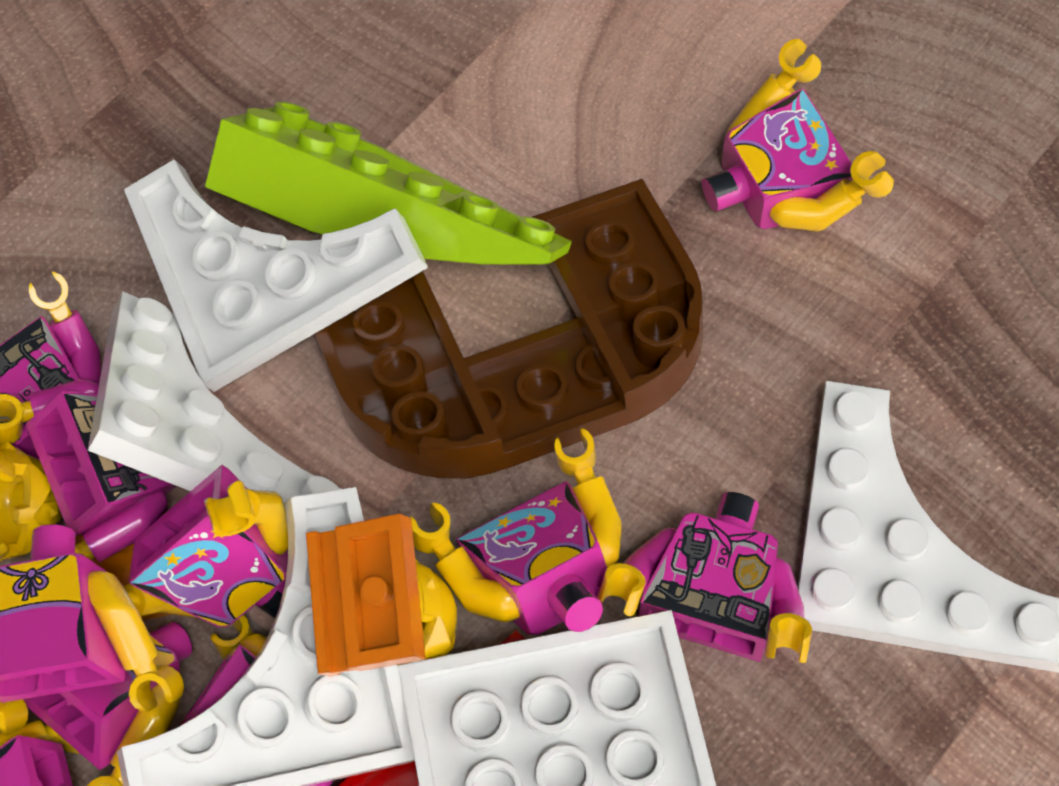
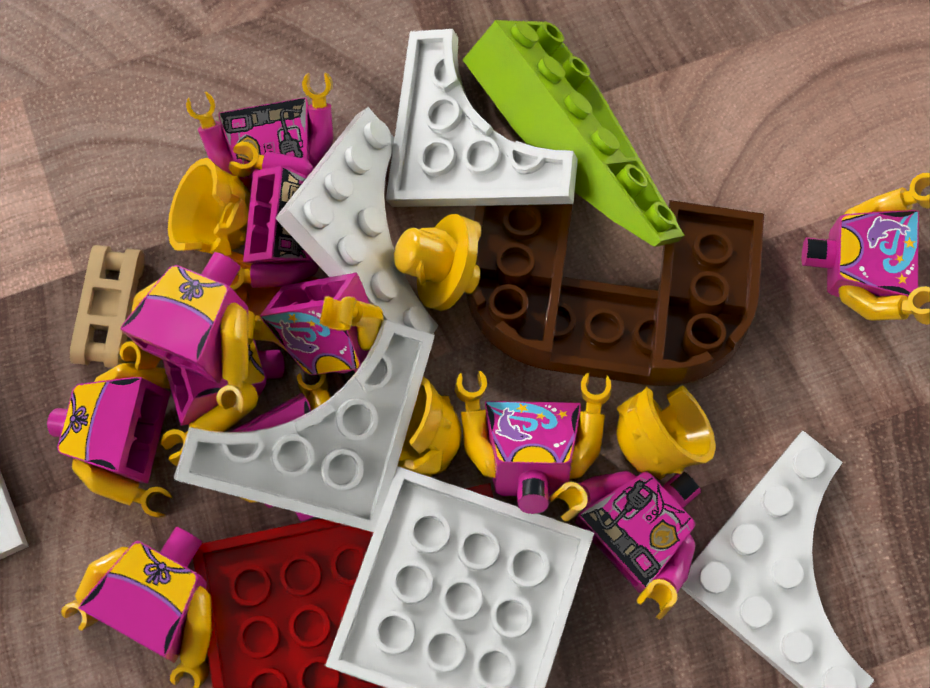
camera: 30 degrees right, 10 degrees up
(311, 411) = (441, 260): none -> yellow plate
(365, 595) = (396, 414): orange plate -> none
(679, 469) = (666, 438): none -> yellow helmet

